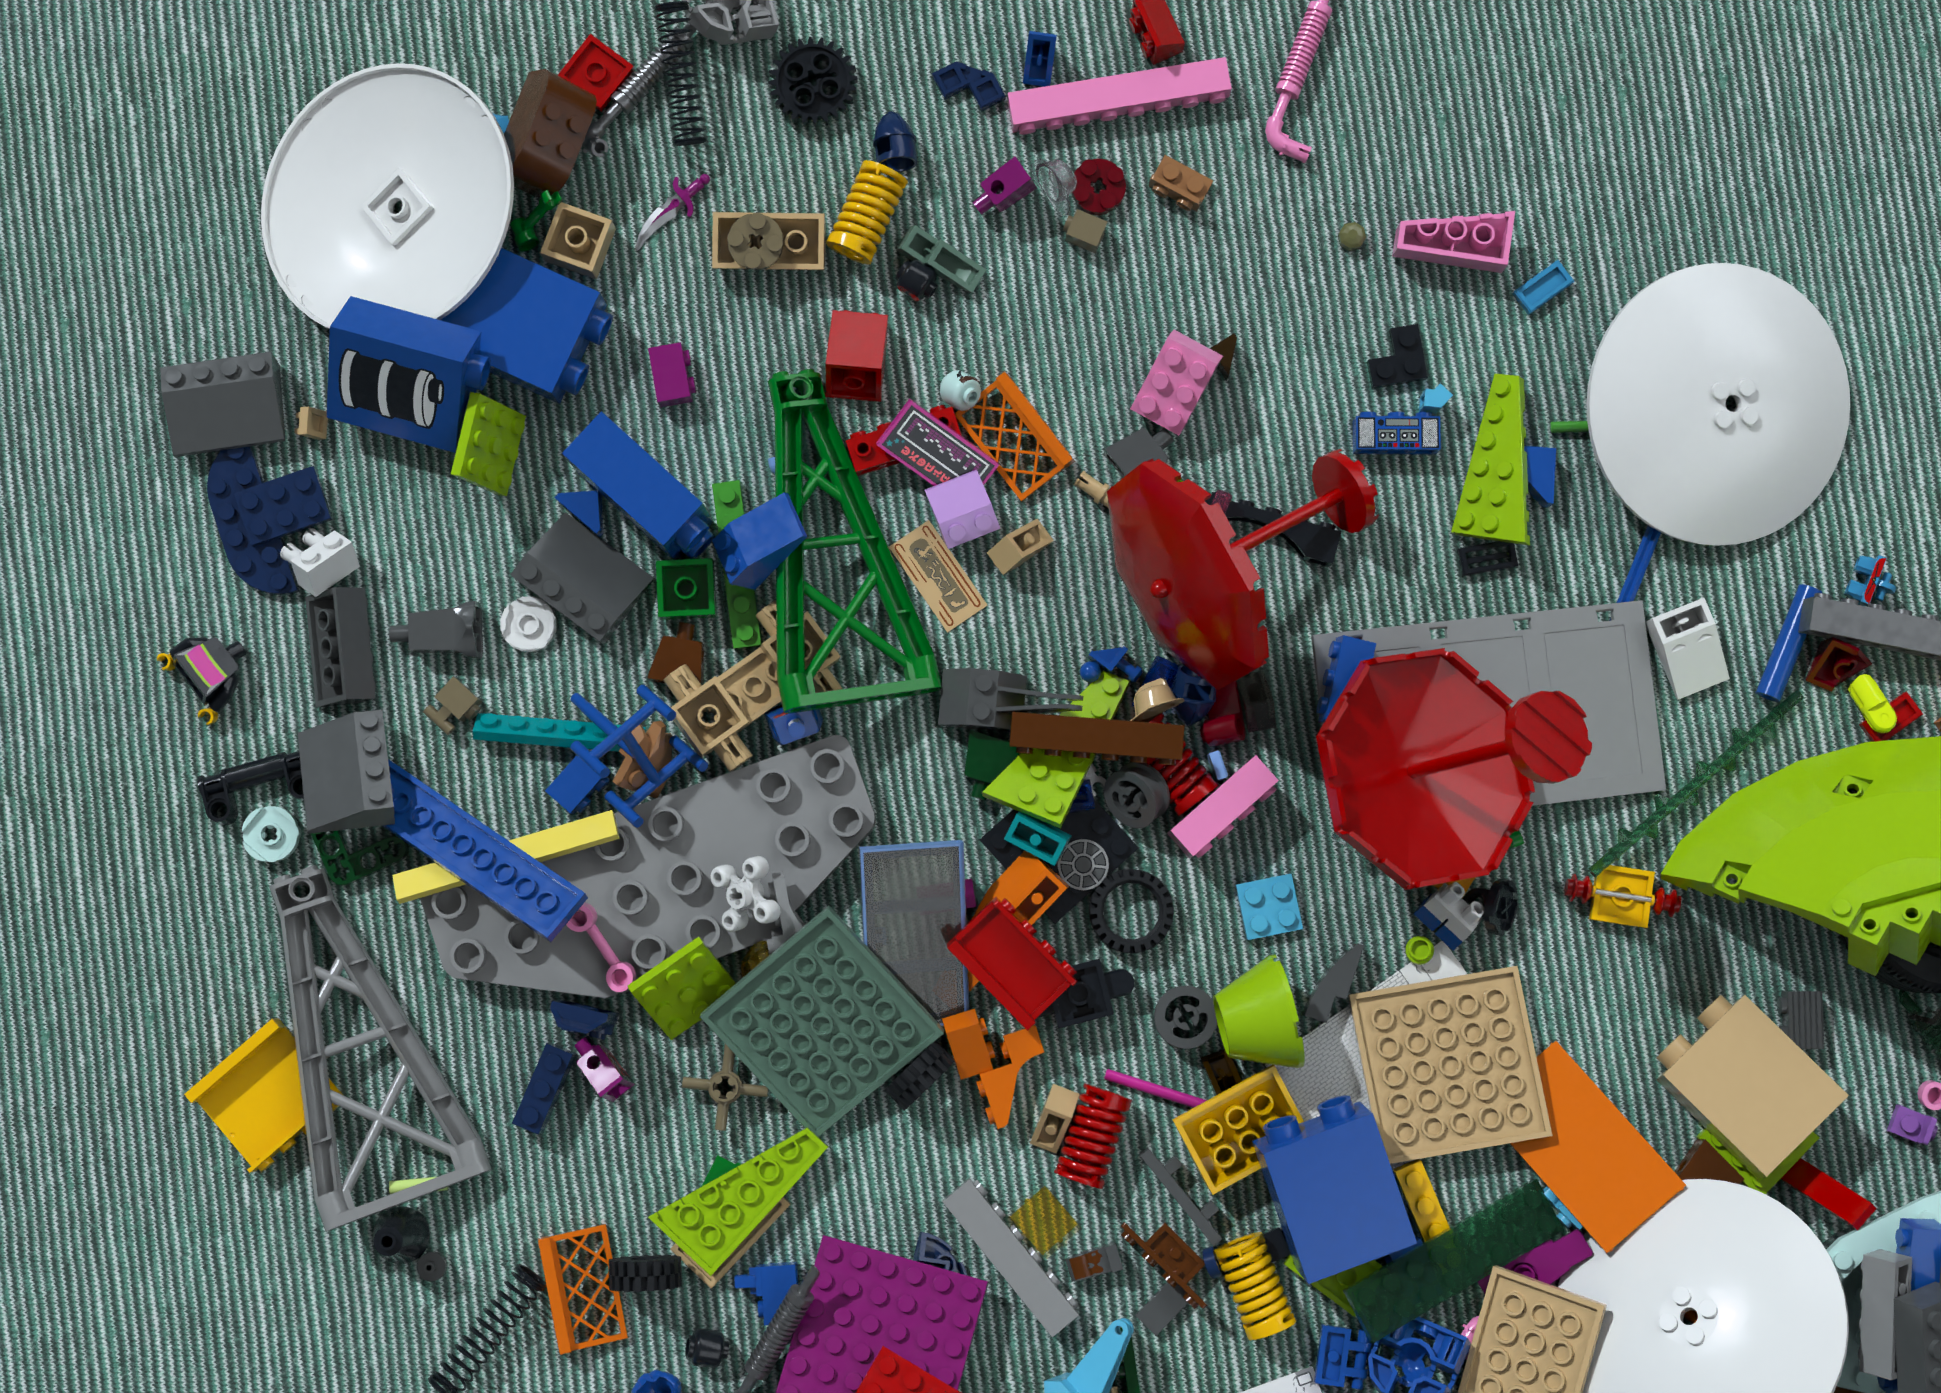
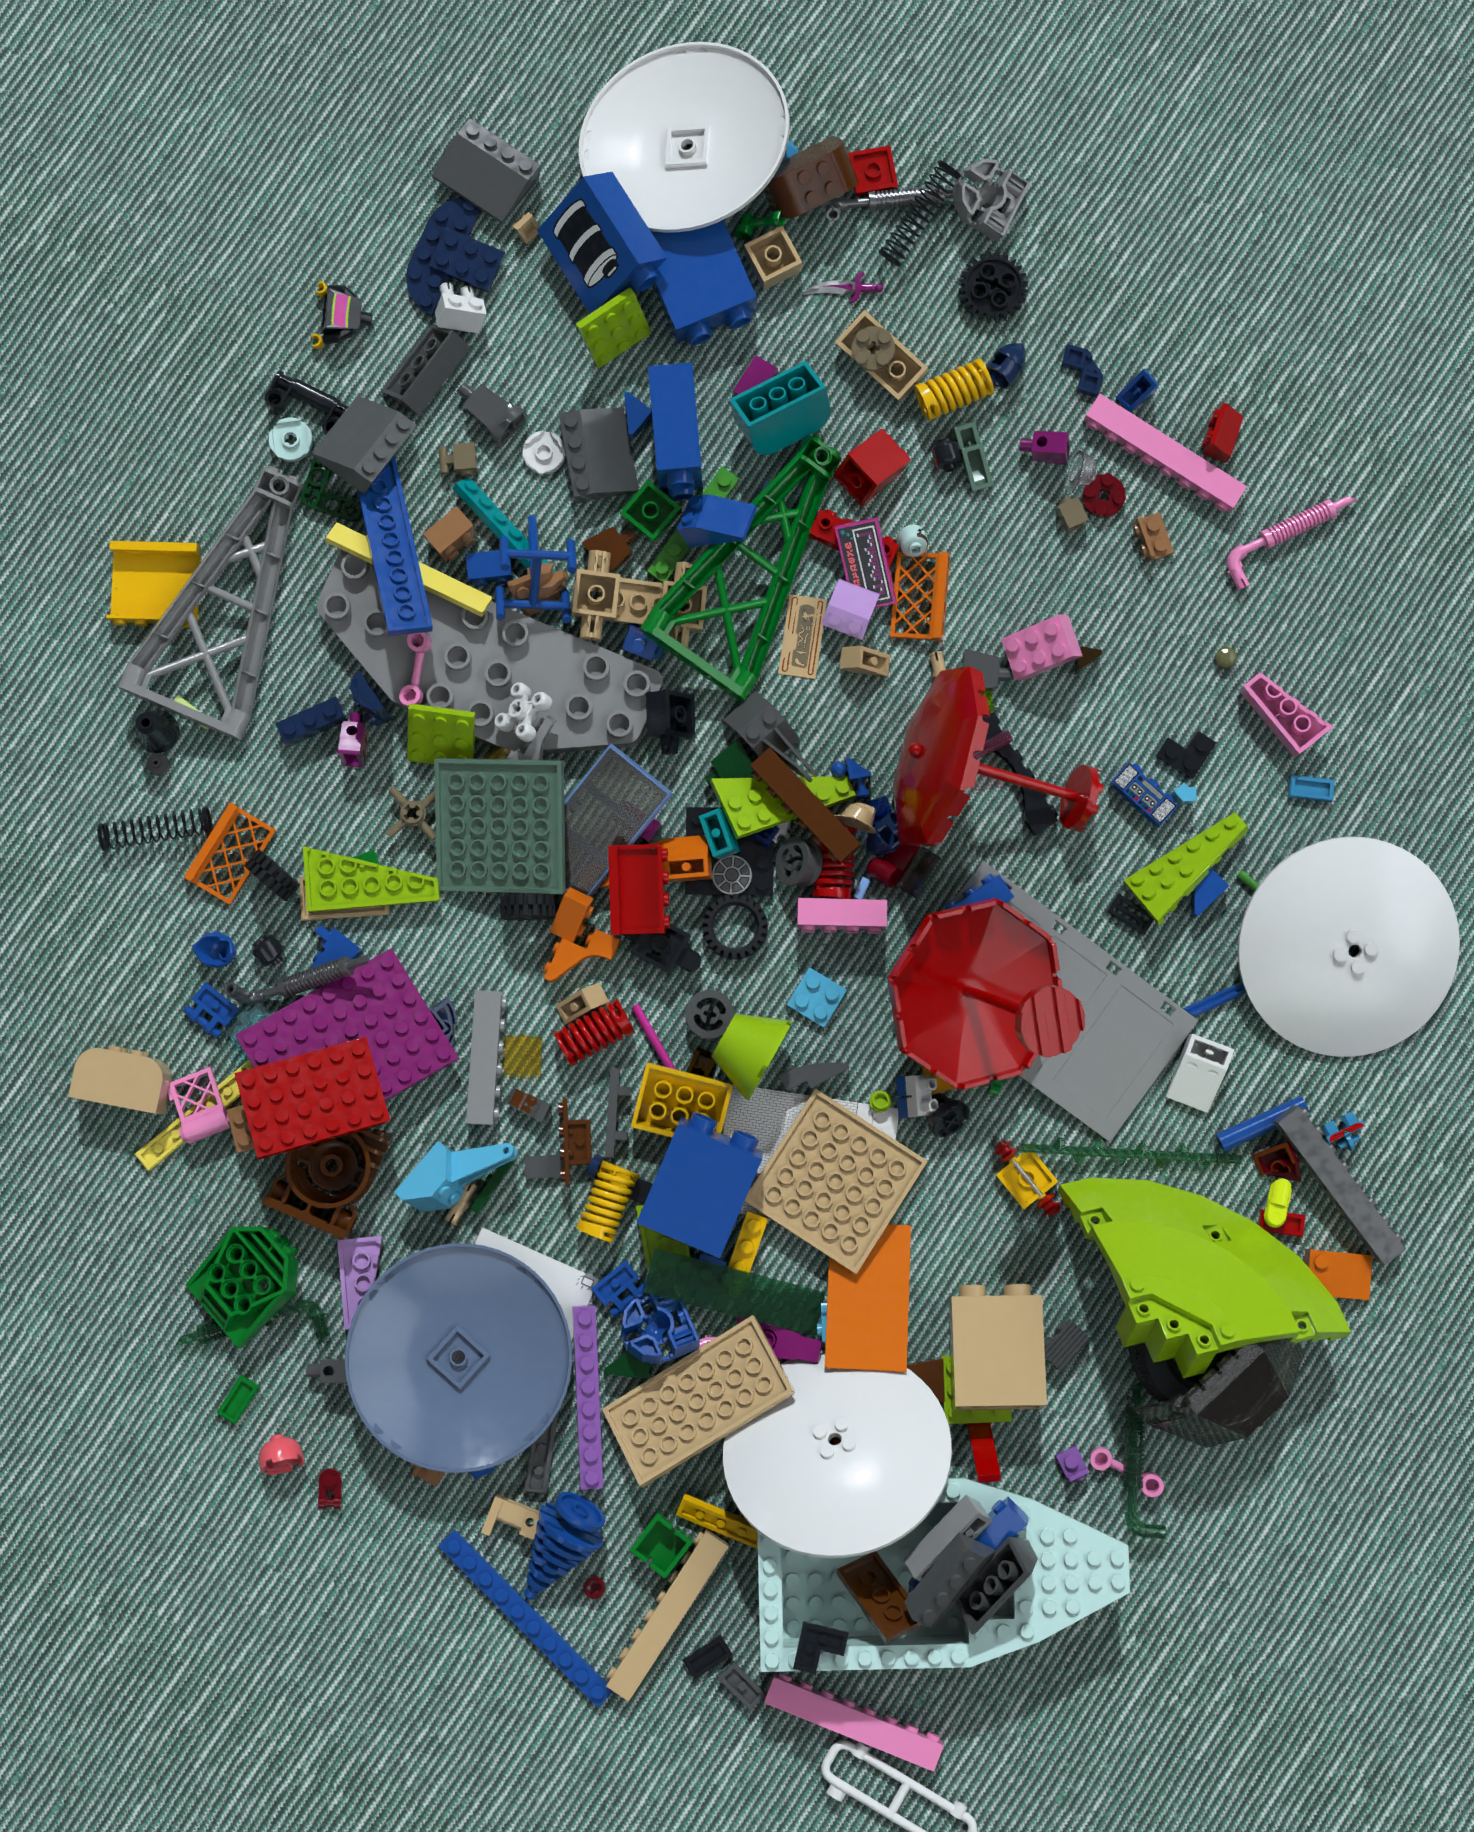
camera: 45 degrees right, 0 degrees up
(514, 785) = (451, 535): none -> medium nougat brick
(723, 377) = (782, 409): none -> teal brick
(888, 770) = (670, 718): none -> black hinge

